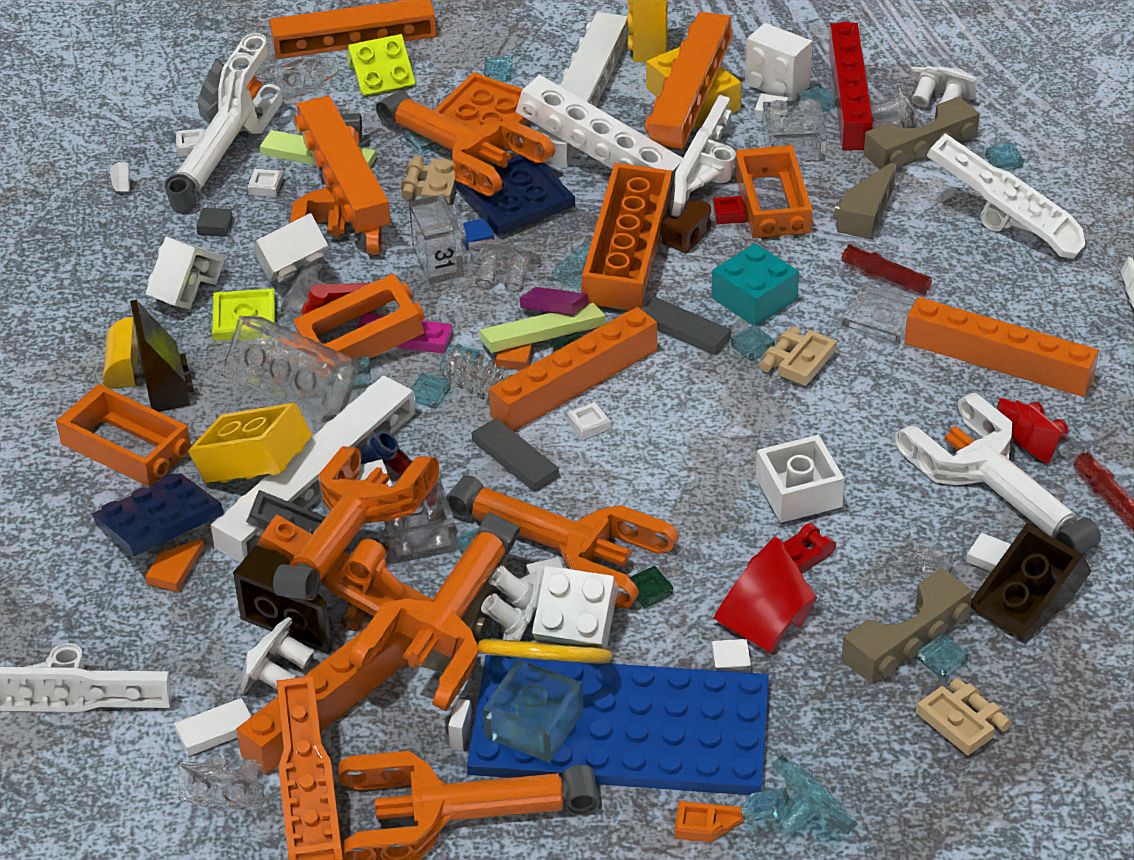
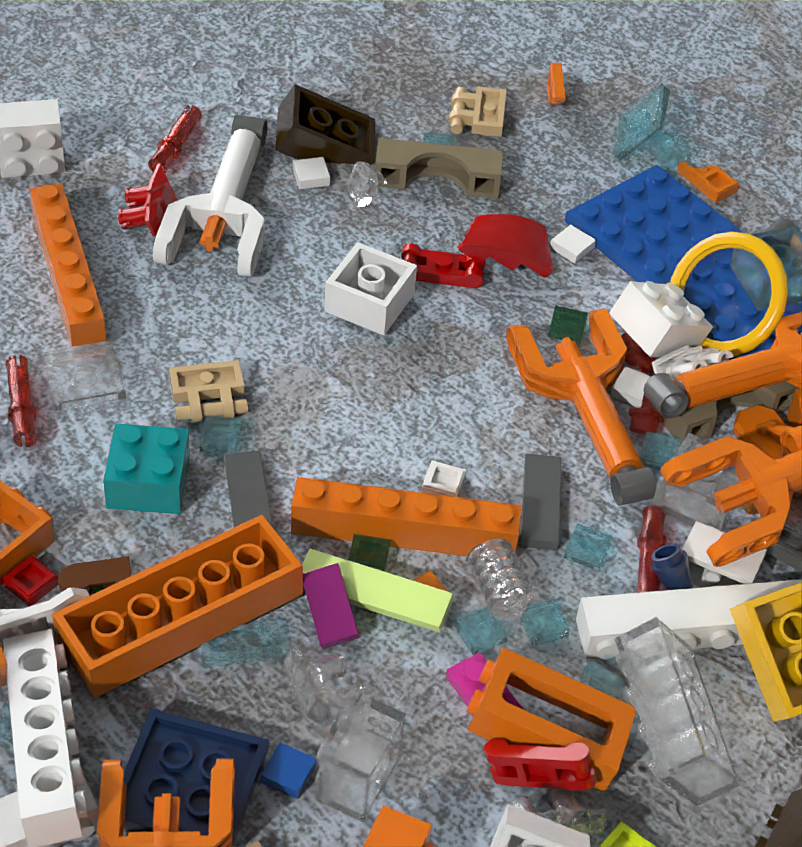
camera: 140 degrees left, 5 degrees up
(453, 451) = (587, 547): none -> clear light blue tile
(518, 559) = (645, 418): none -> clear red piece
(936, 788) = (555, 85): none -> orange tile

